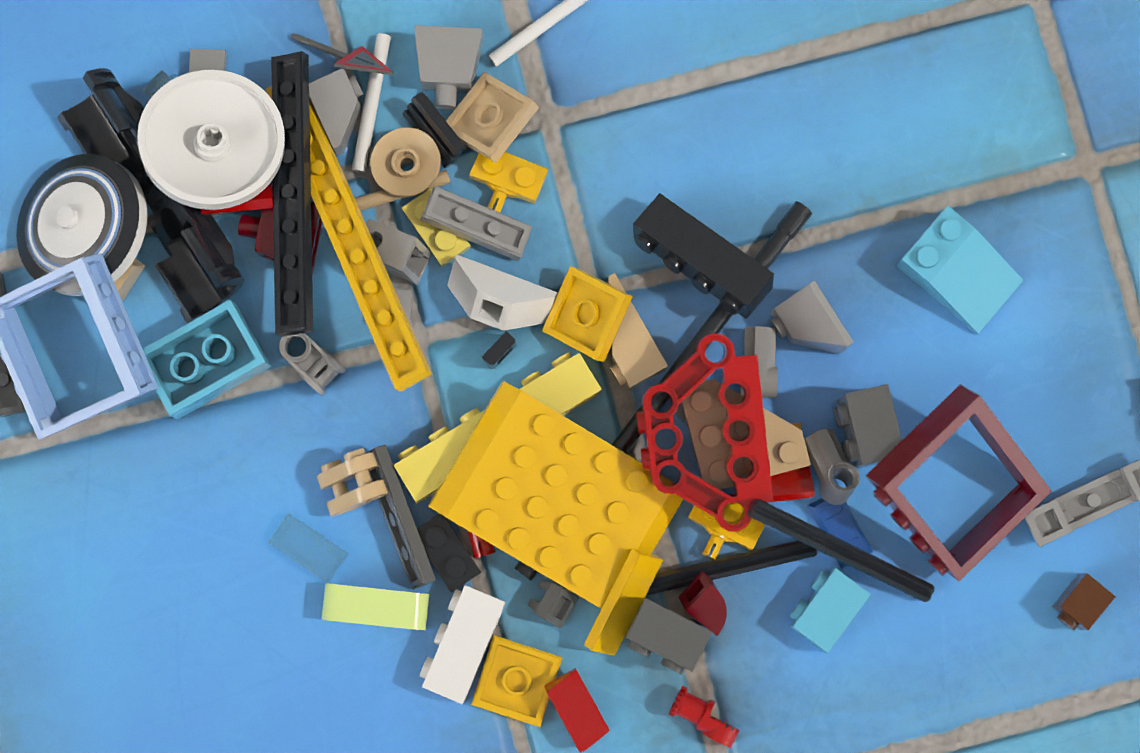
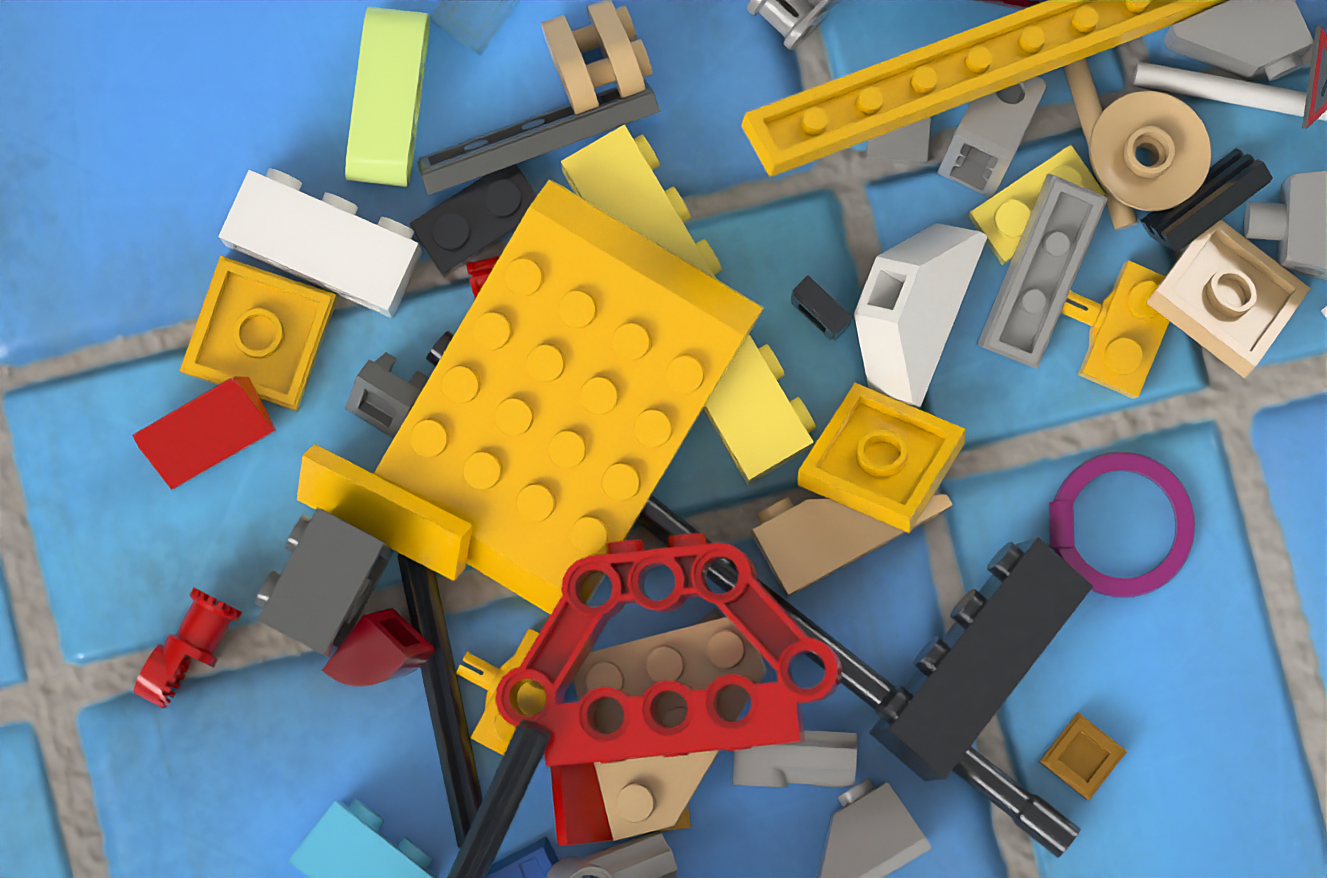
camera: 90 degrees right, 0 degrees up
(620, 212) = (1062, 523): none -> magenta piece
(754, 200) = (1082, 756): none -> pearl gold tile

